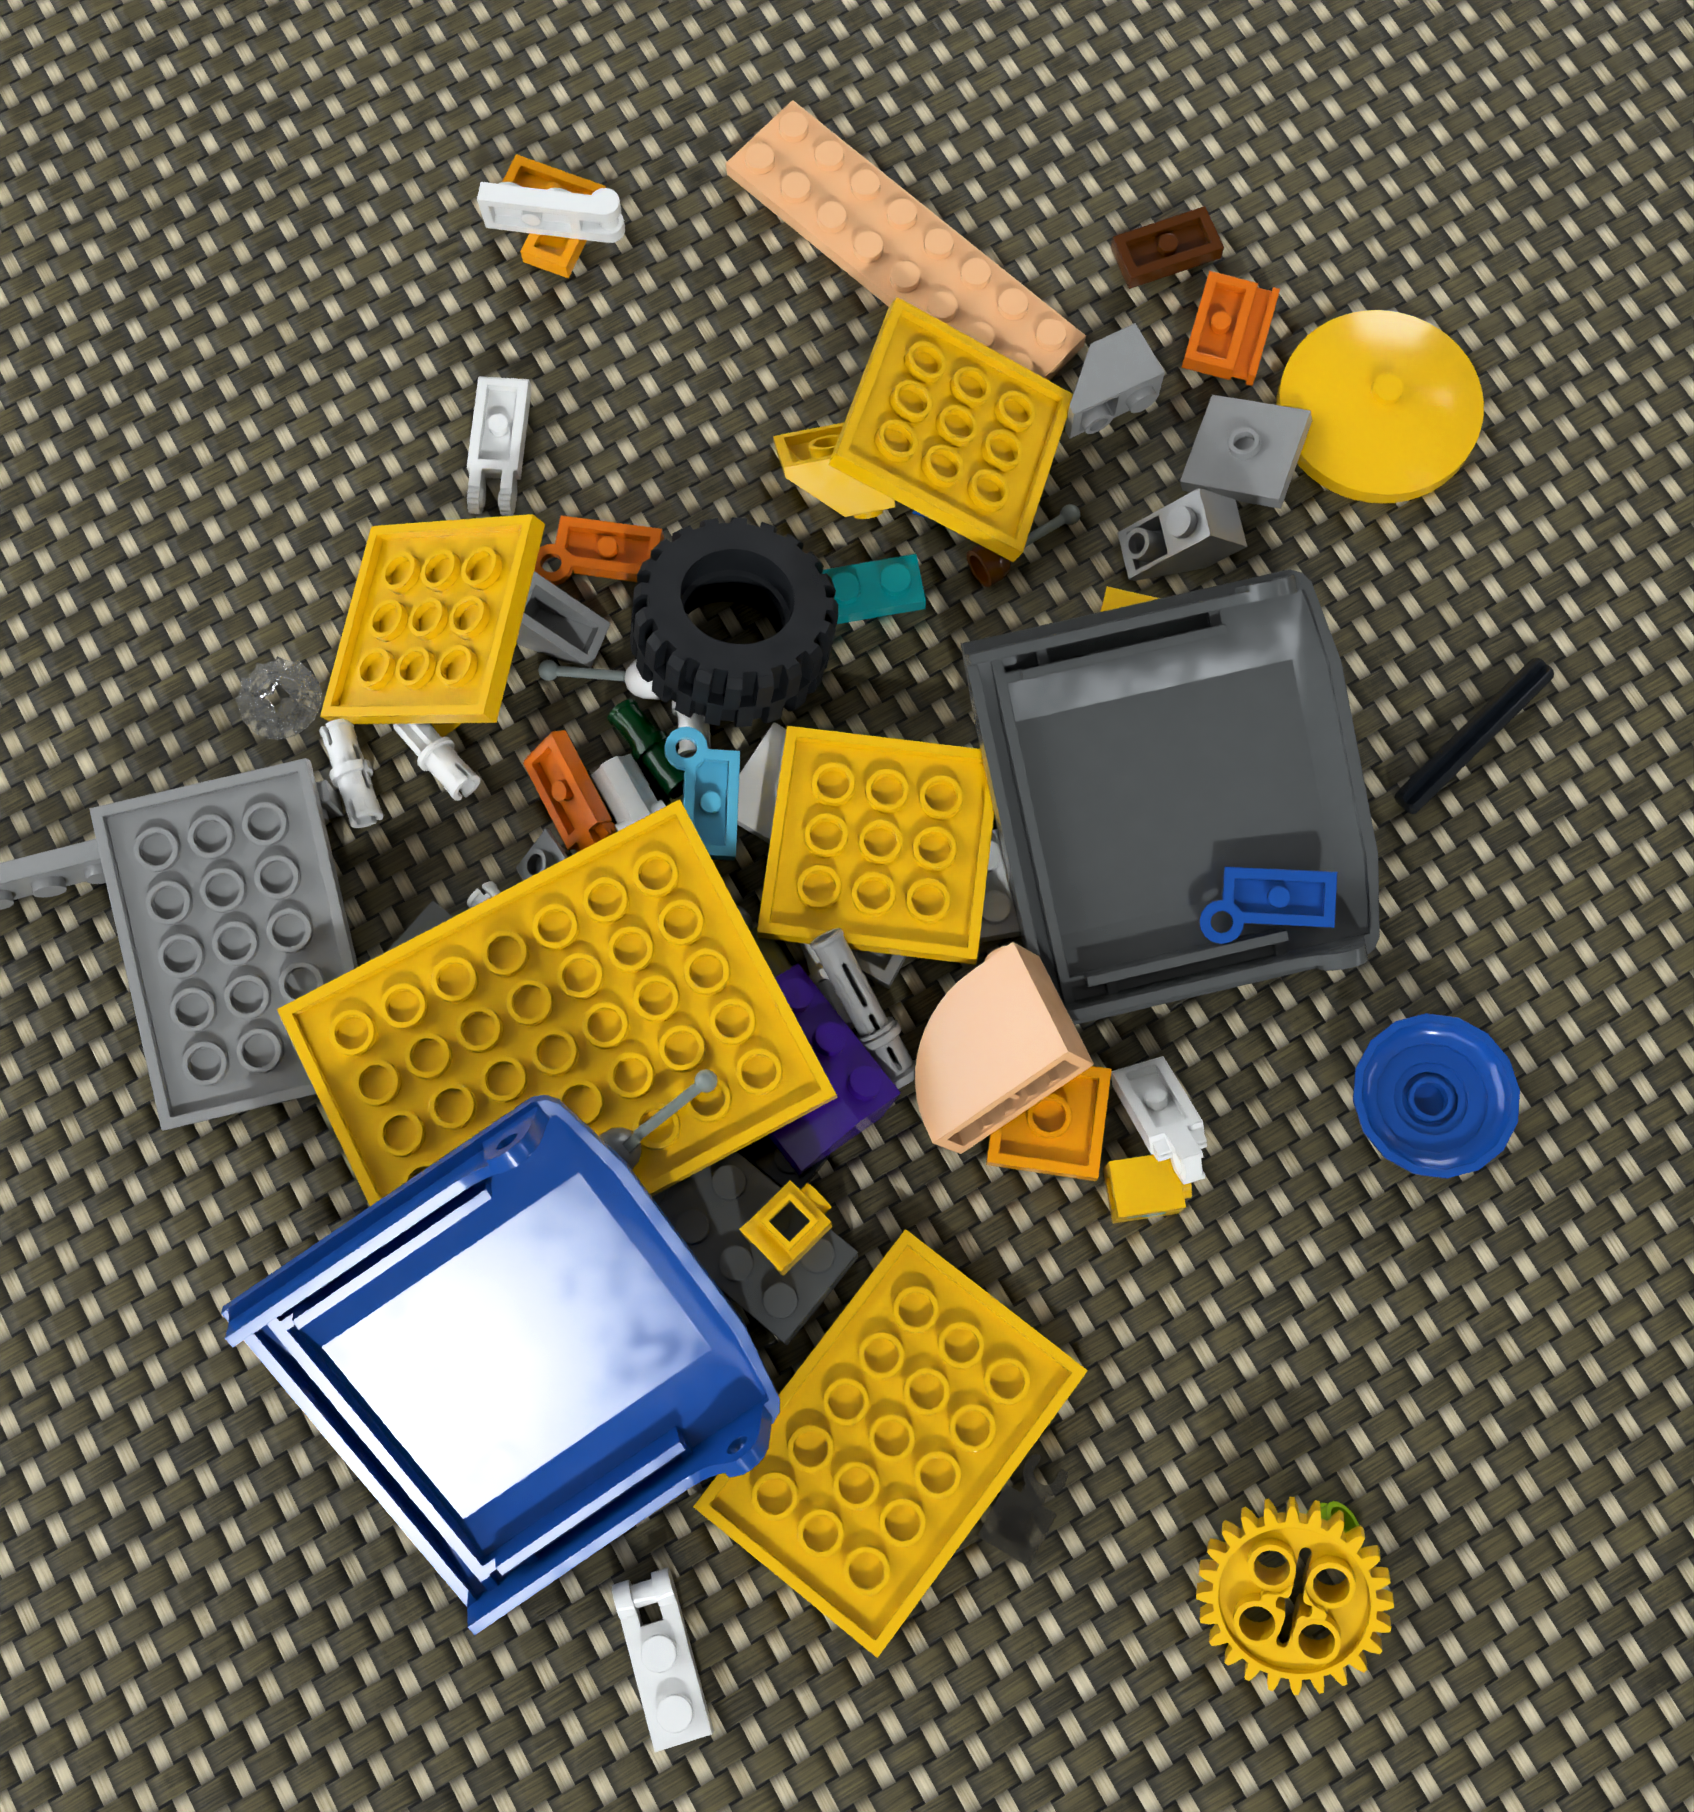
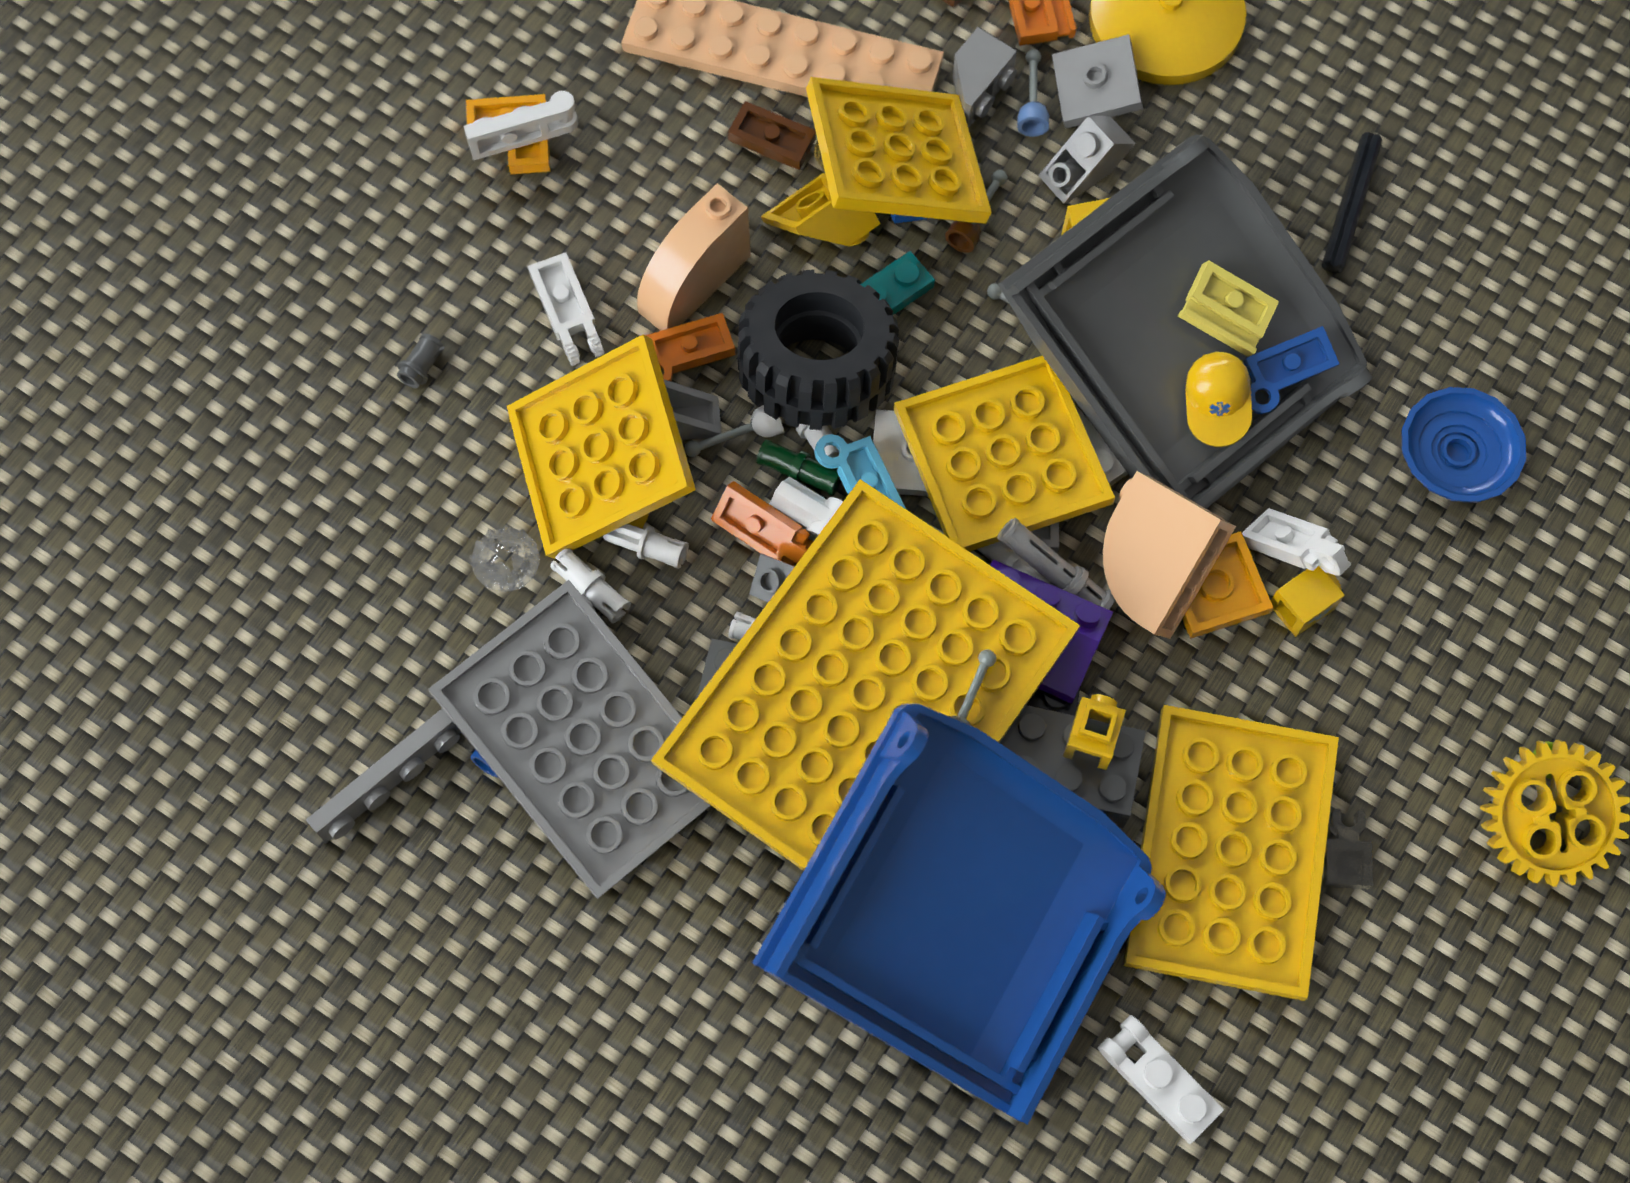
camera: 30 degrees left, 5 degrees down
(308, 431) = (415, 368): none -> dark grey pin
(657, 452) = (695, 259): none -> light nougat brick
(830, 344) = (772, 135): none -> reddish brown plate
(1148, 458) = (1033, 116): none -> medium blue hinge
(1165, 901) = (1218, 399): none -> yellow cap
(1233, 798) = (1228, 308): none -> light yellow plate

